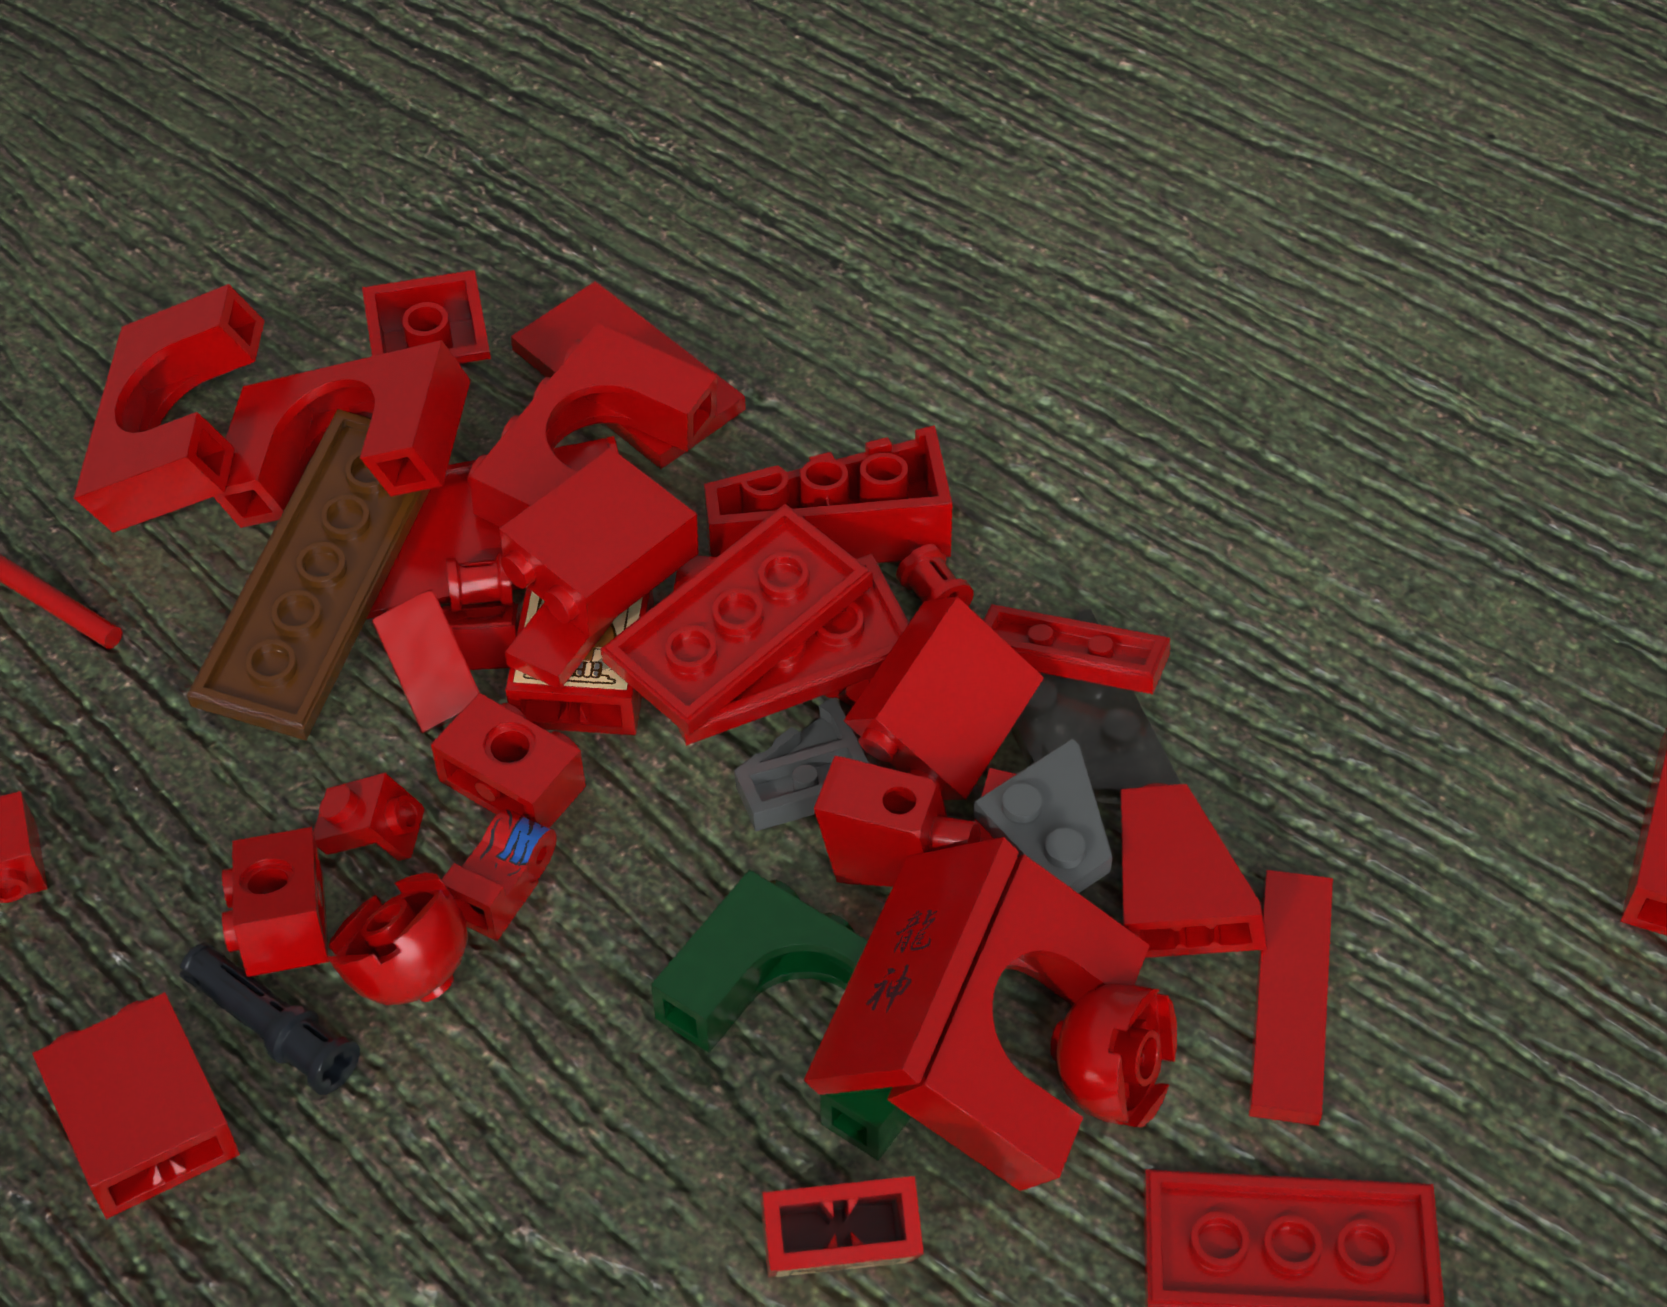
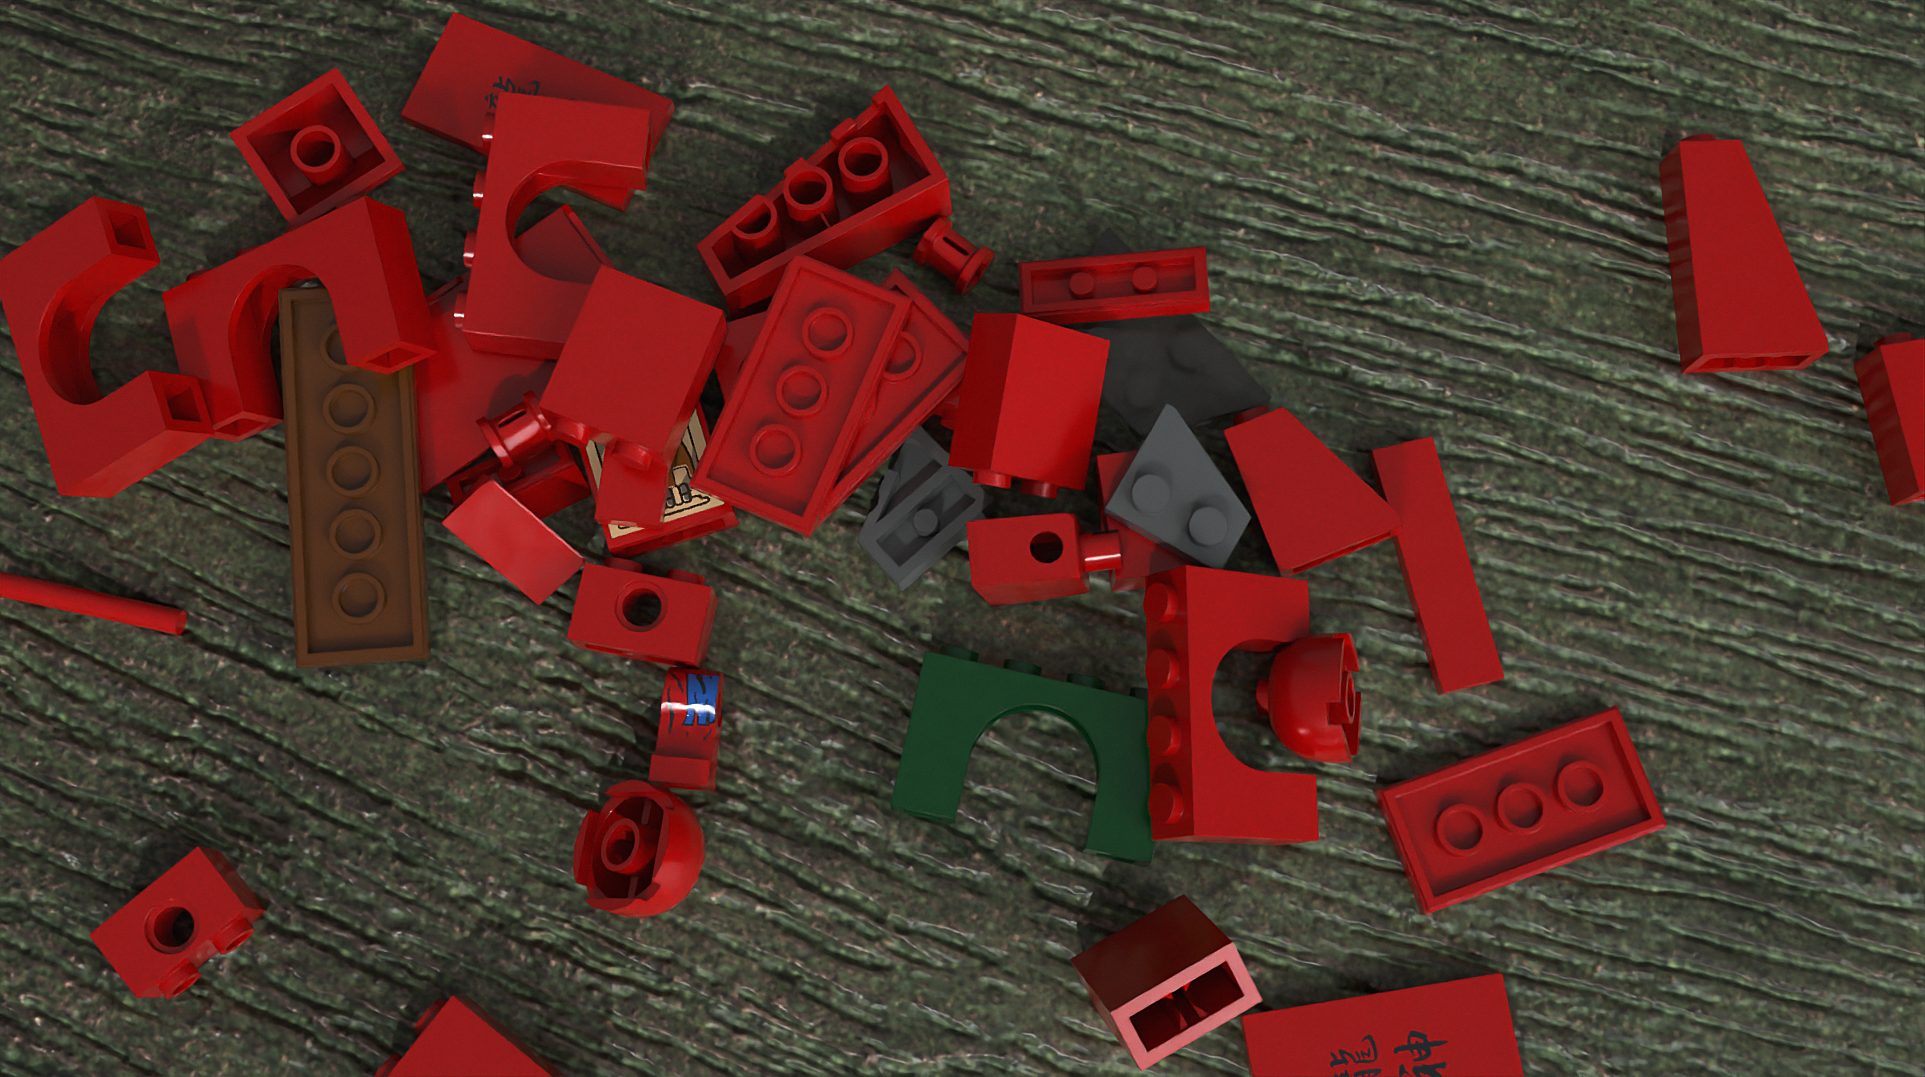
camera: 25 degrees left, 25 degrees up
(276, 902) = (531, 877): red brick -> none
(288, 1031) = (577, 970): black pin -> none
(367, 814) = (537, 724): red bracket -> none
(912, 968) = (1129, 713): red tile -> none

